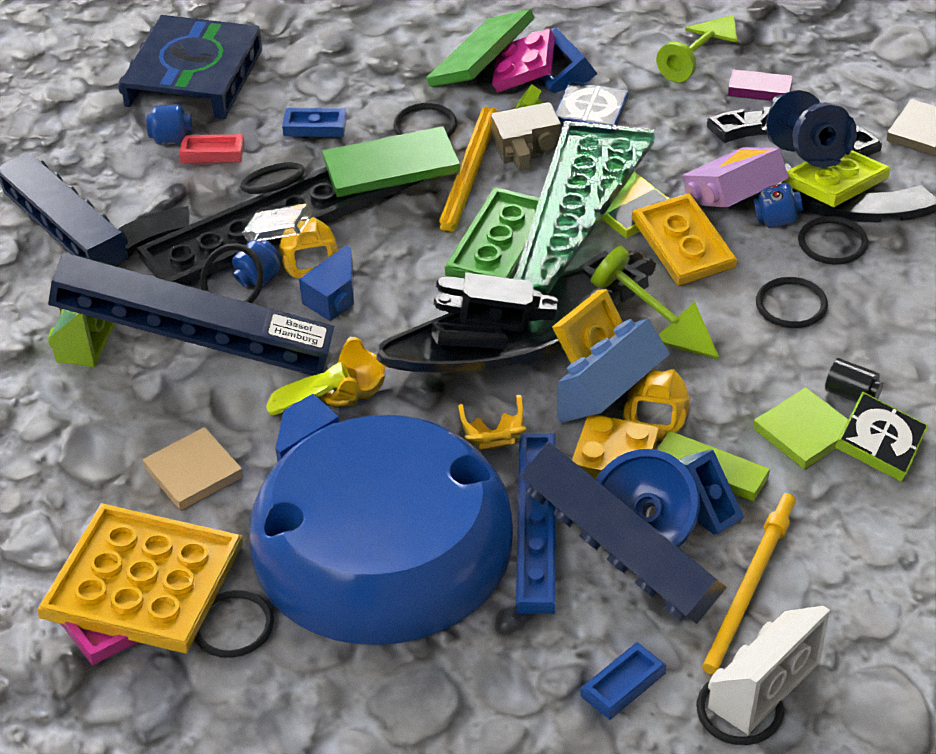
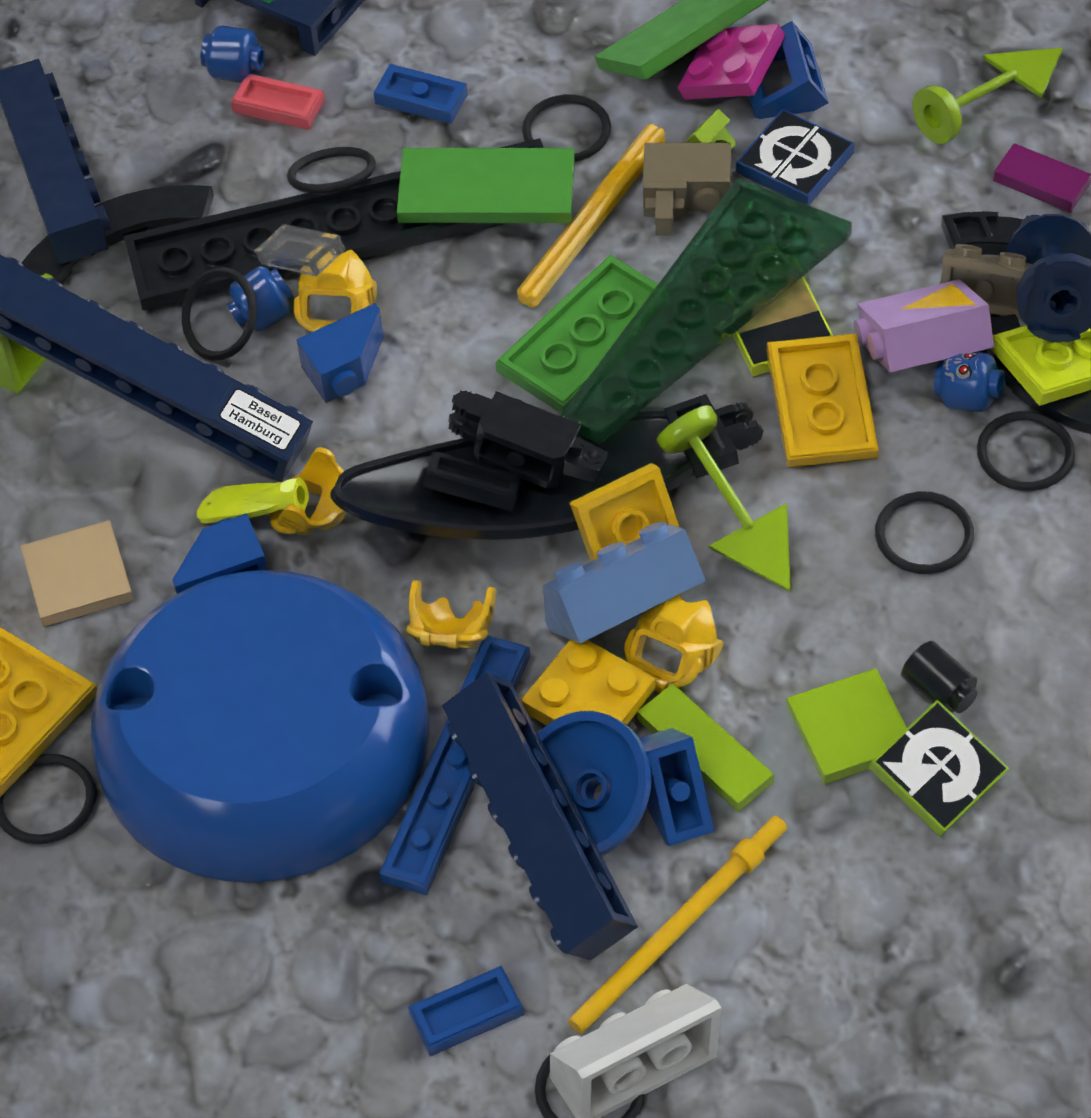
camera: 20 degrees right, 10 degrees up
(772, 137) = (988, 276): none -> dark tan bracket

